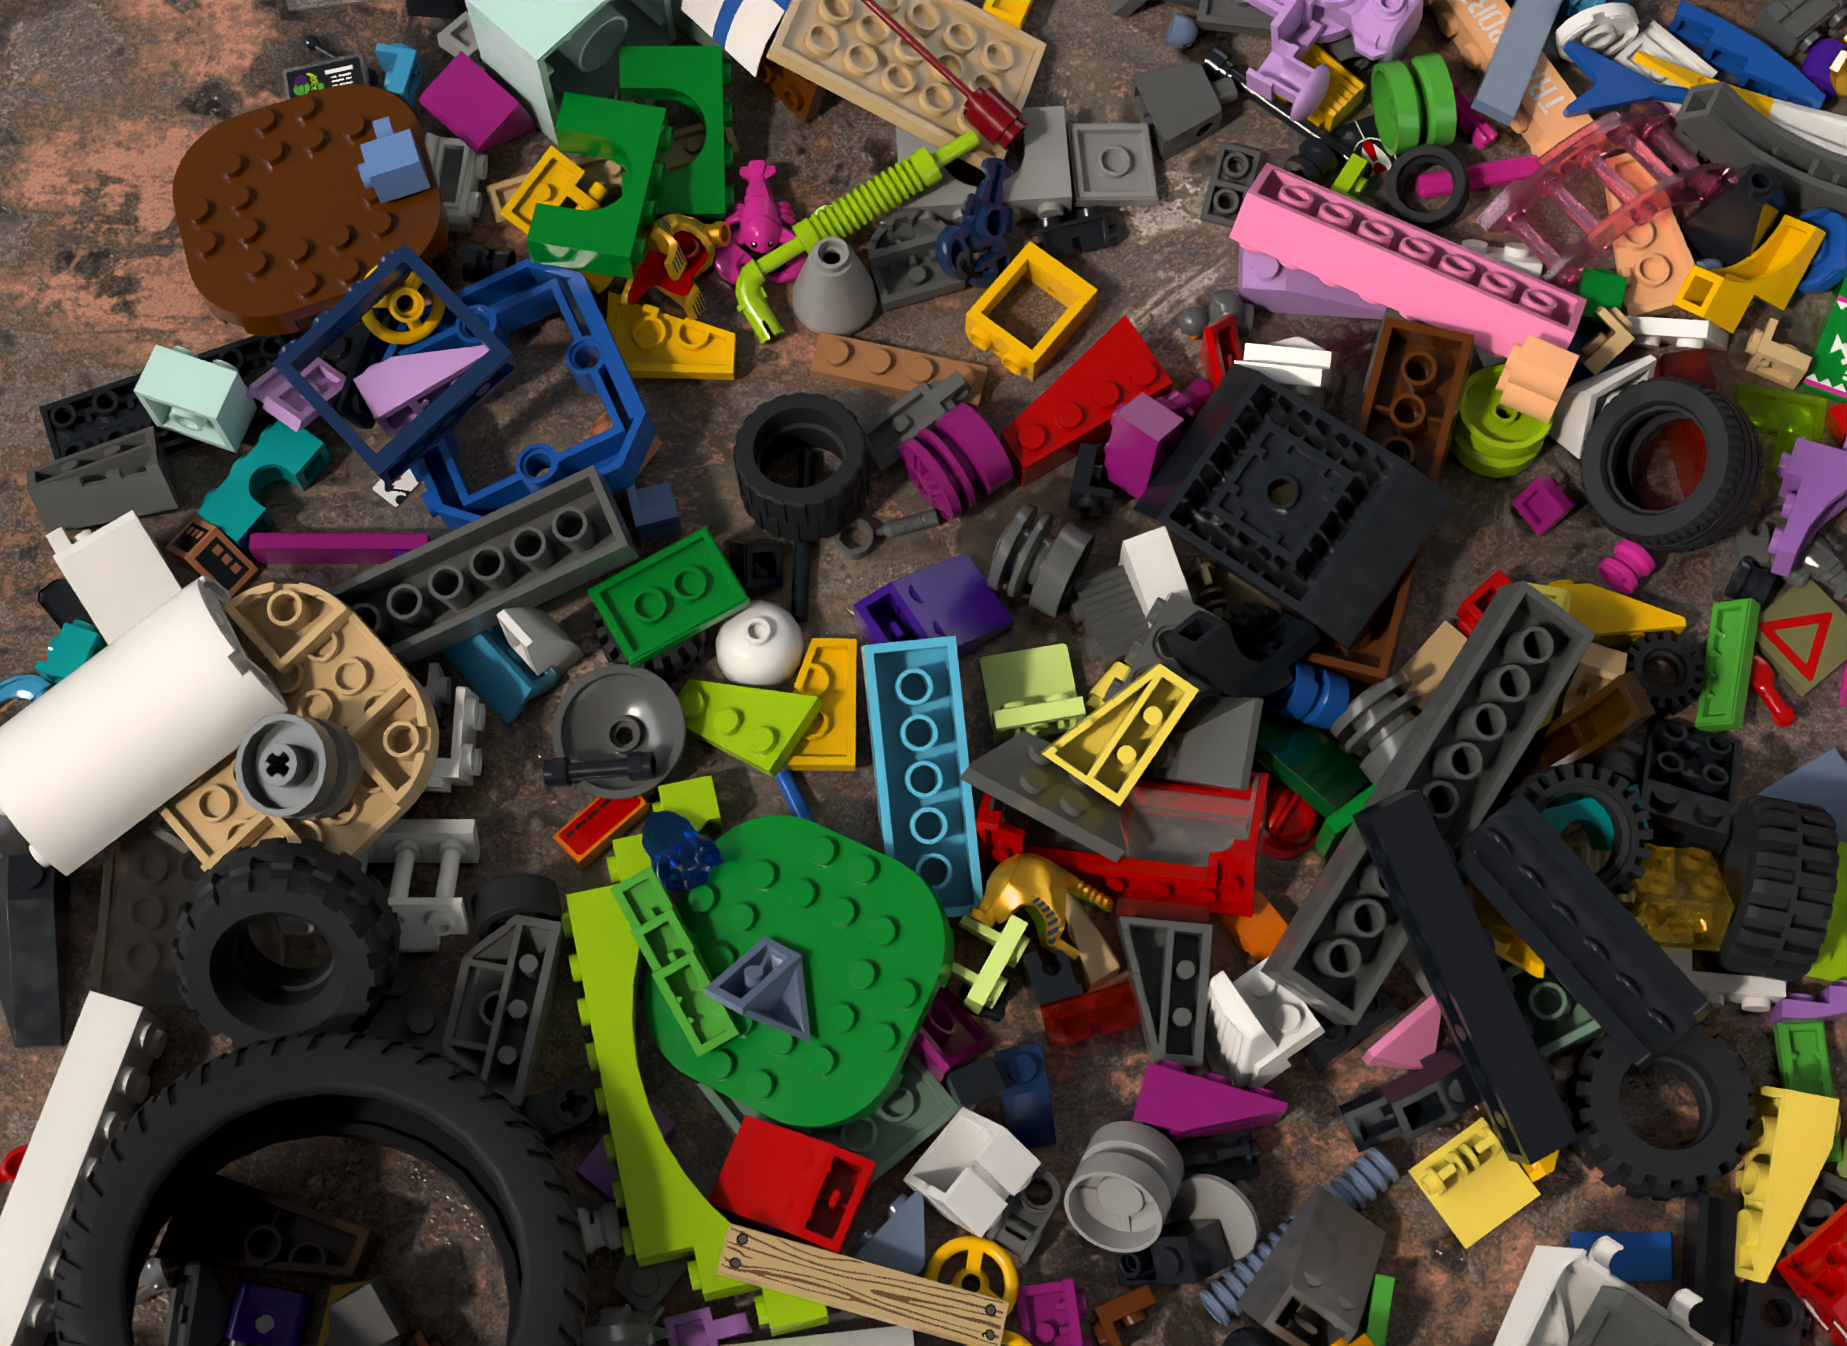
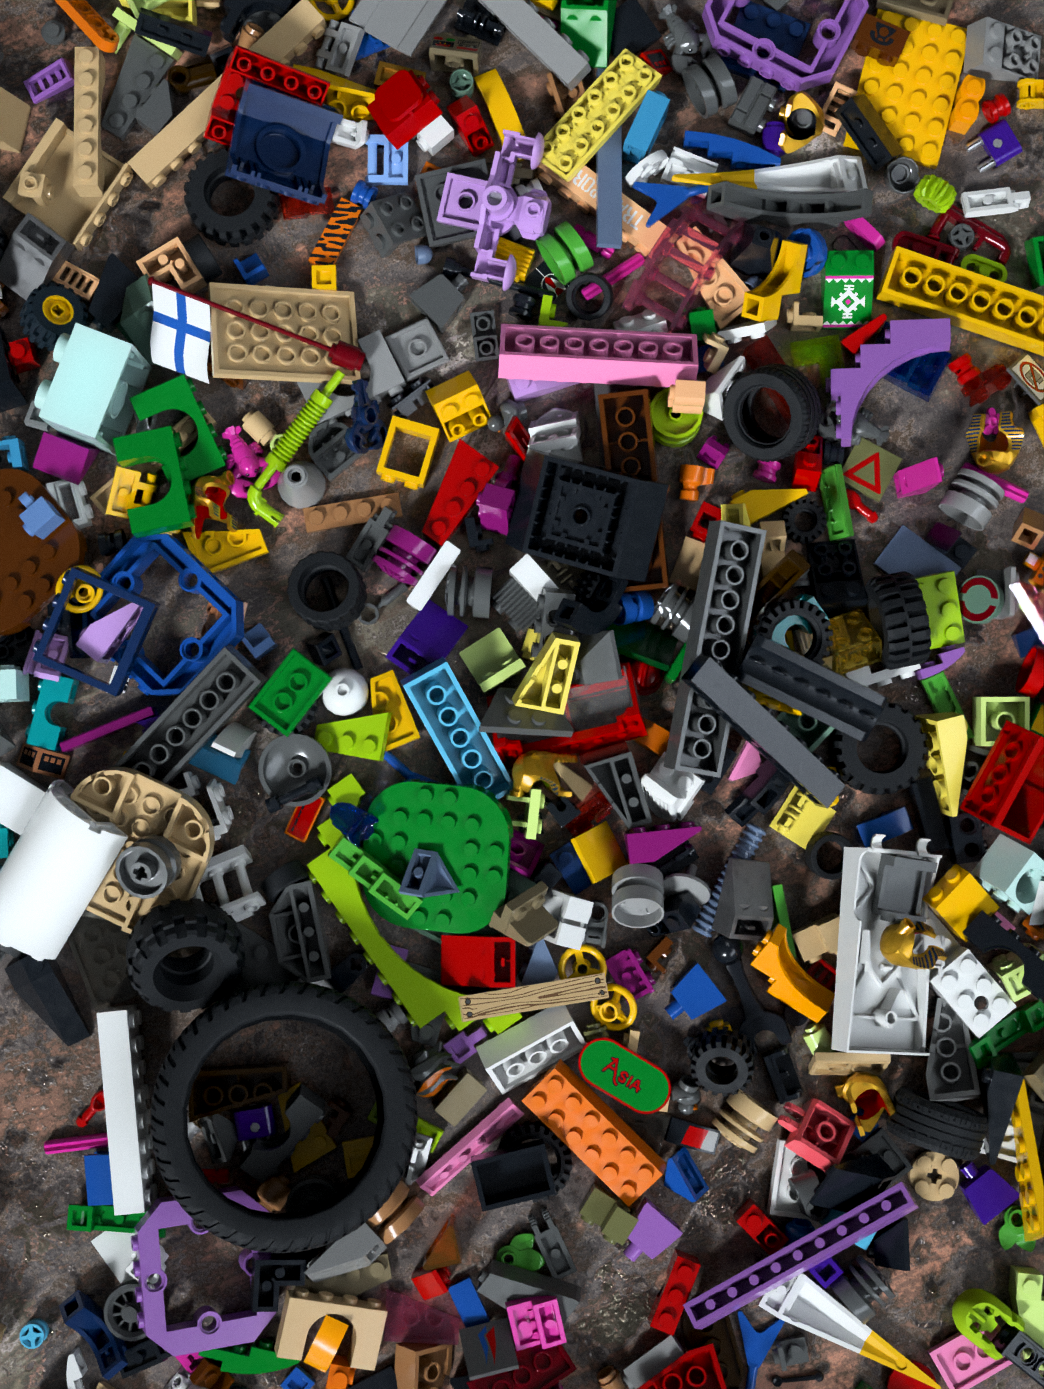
camera: 25 degrees left, 15 degrees up
(804, 183) = (259, 427): none -> tan brick
(906, 1128) = (525, 917): none -> dark tan piece
(987, 513) = (433, 576): none -> white slope
(1083, 1083) = (599, 852): none -> yellow slope
(1144, 273) = (459, 406): none -> yellow slope
(1465, 1256) = (813, 847): none -> black tyre
(1494, 529) = (691, 477): none -> orange piece
(1702, 582) = (808, 466): none -> red slope

